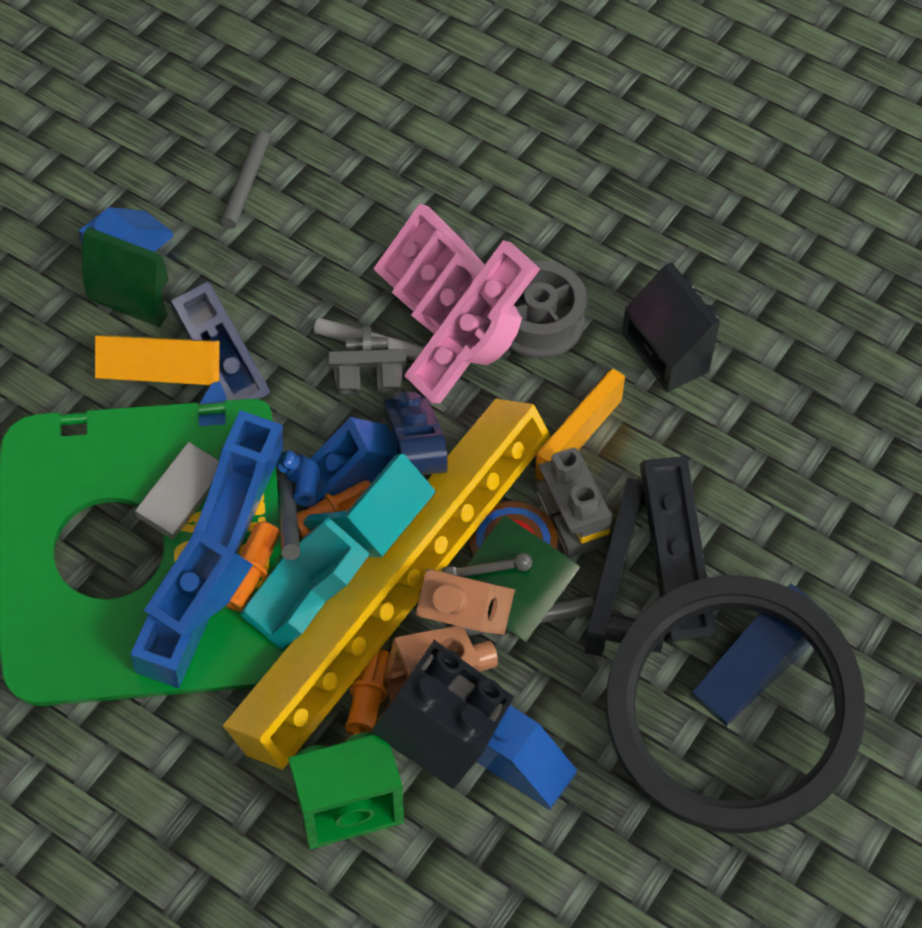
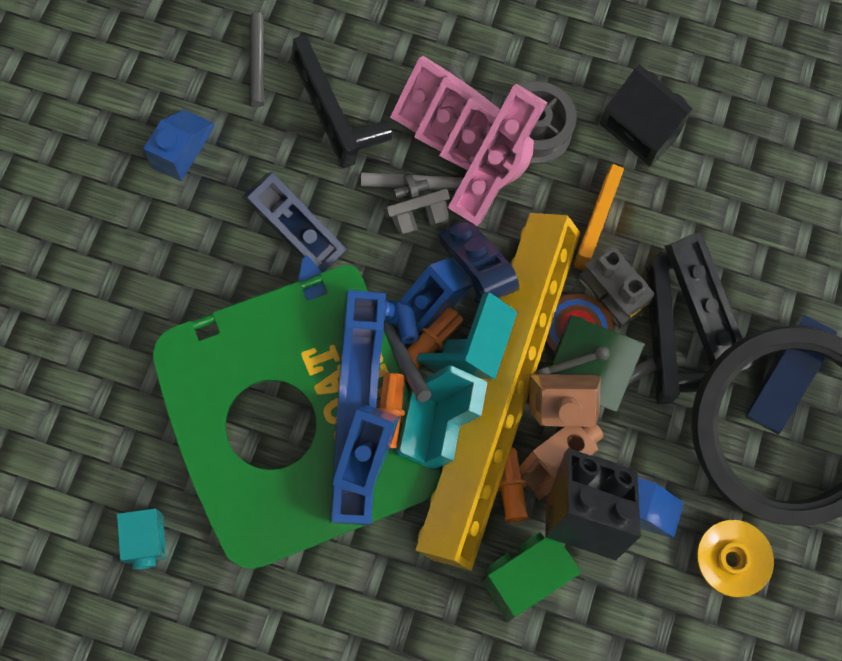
camera: 20 degrees left, 15 degrees up
(124, 276) = (196, 181): dark green slope -> none
(157, 359) = (248, 247): light orange tile -> none
(179, 491) = (313, 362): light grey tile -> none
(311, 279) = (343, 140): none -> black piece
(621, 825) = (753, 557): none -> yellow dish

